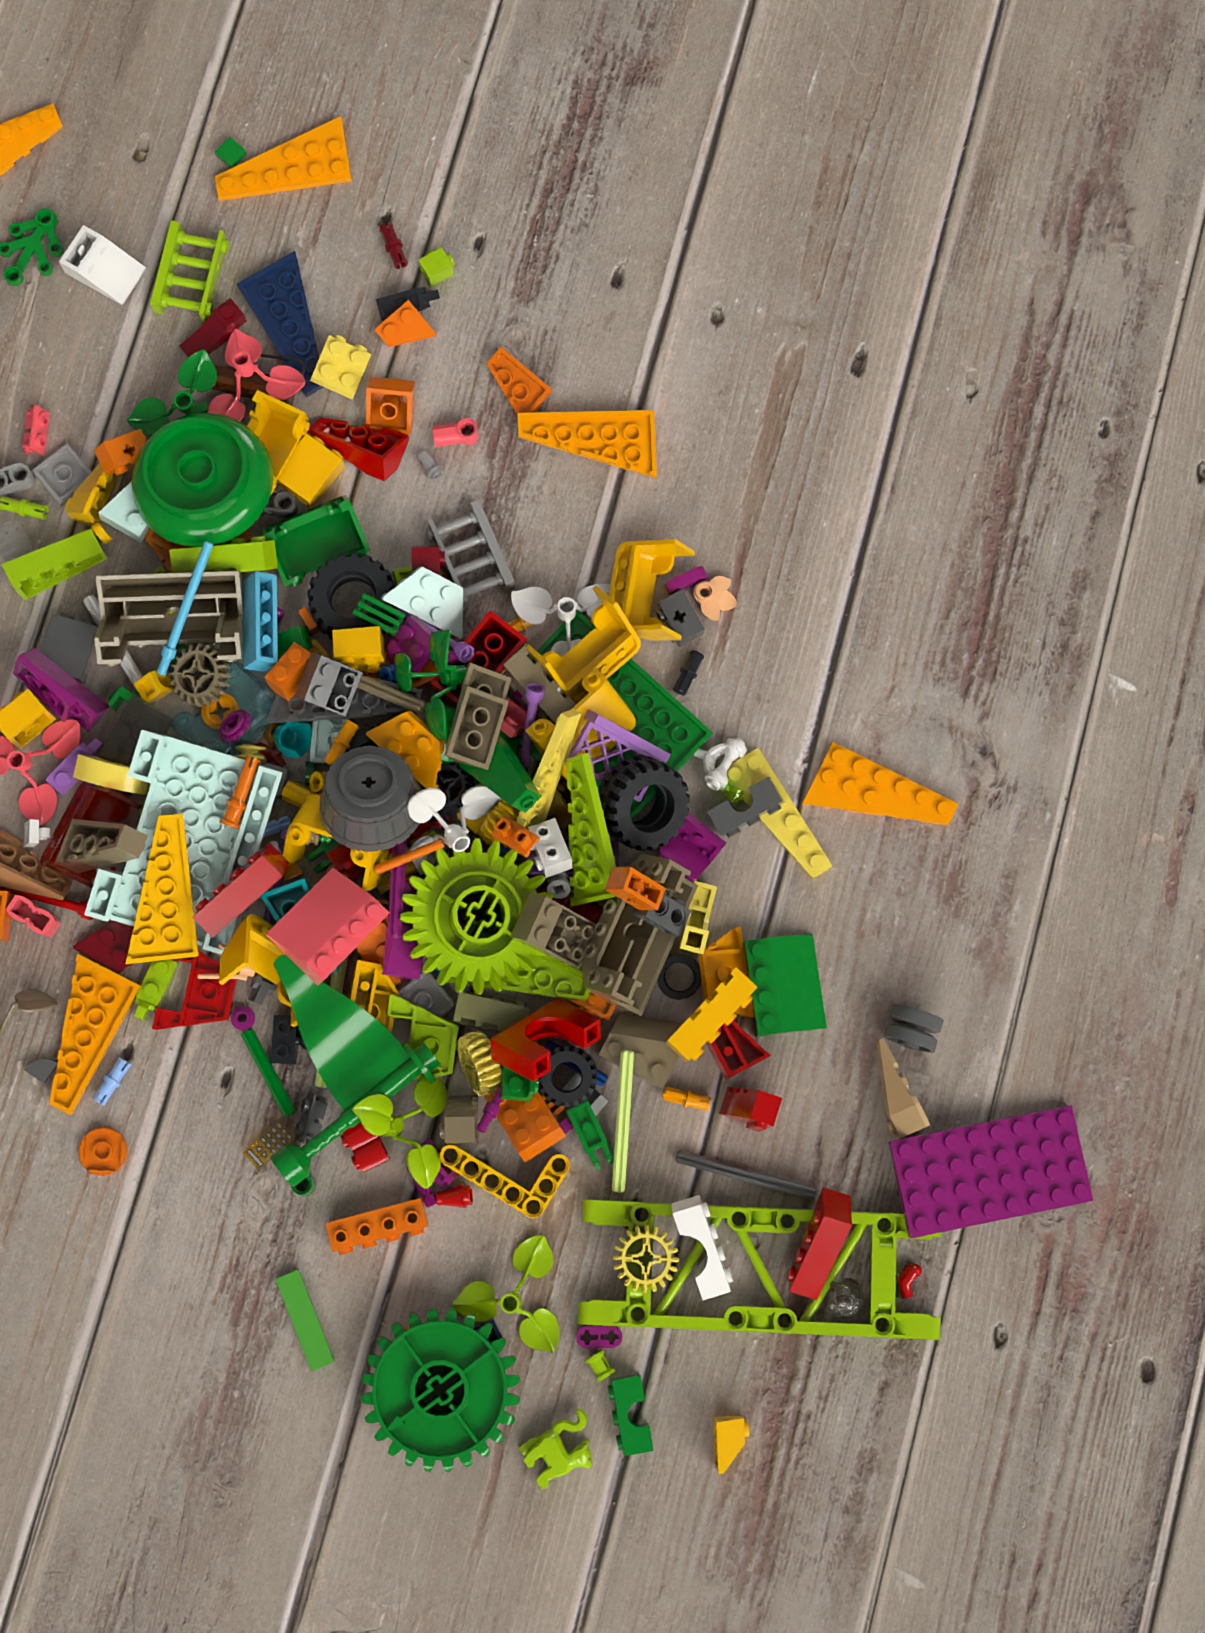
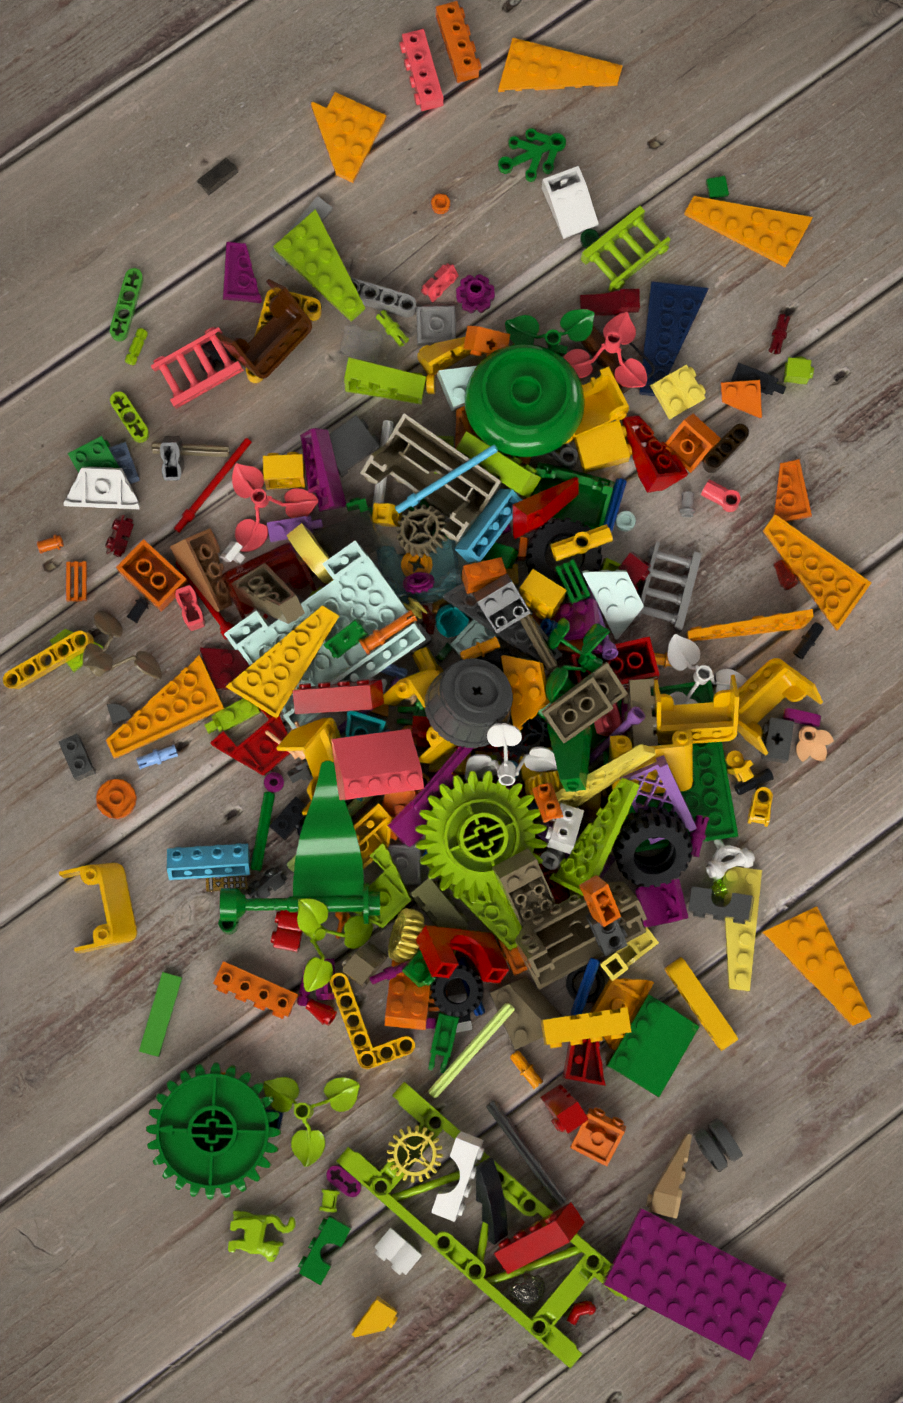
camera: 40 degrees right, 0 degrees up
(33, 1141) = (77, 757): none -> dark grey brick
(78, 417) = (475, 293): none -> magenta plant
(145, 286) = (588, 237): none -> dark green tile
(178, 1247) = (117, 904): none -> yellow windscreen
(206, 830) = (346, 639): none -> green hinge
(238, 1141) = (208, 861): none -> medium azure brick
(295, 568) = (539, 508): none -> red wedge
(317, 781) = (444, 662): yellow bush -> none
(363, 517) = (615, 503): none -> blue axle
(366, 559) = (593, 538): none -> yellow piece
(384, 523) = (625, 521): none -> light aqua tile
(407, 1093) = (342, 917): none -> orange hand
(409, 856) = (466, 760): orange bar -> none
(422, 377) = (729, 440): none -> dark brown beam
(571, 462) = (785, 575): none -> clear red cone
(580, 527) = (758, 625): none -> light orange wing
(637, 506) = (808, 640): none -> black axle
(665, 668) = (740, 767): none -> yellow hips
(676, 760) = (698, 834): none -> magenta pin
(682, 979) = (585, 986): none -> blue axle
(700, 1360) = (397, 1251): none -> white brick
(712, 692) = (760, 808): none -> yellow piece
(747, 1241) = (491, 1196): none -> black slope
(798, 912) = (701, 1004): none -> yellow beam
(801, 1106) = (599, 1136): none -> orange plate

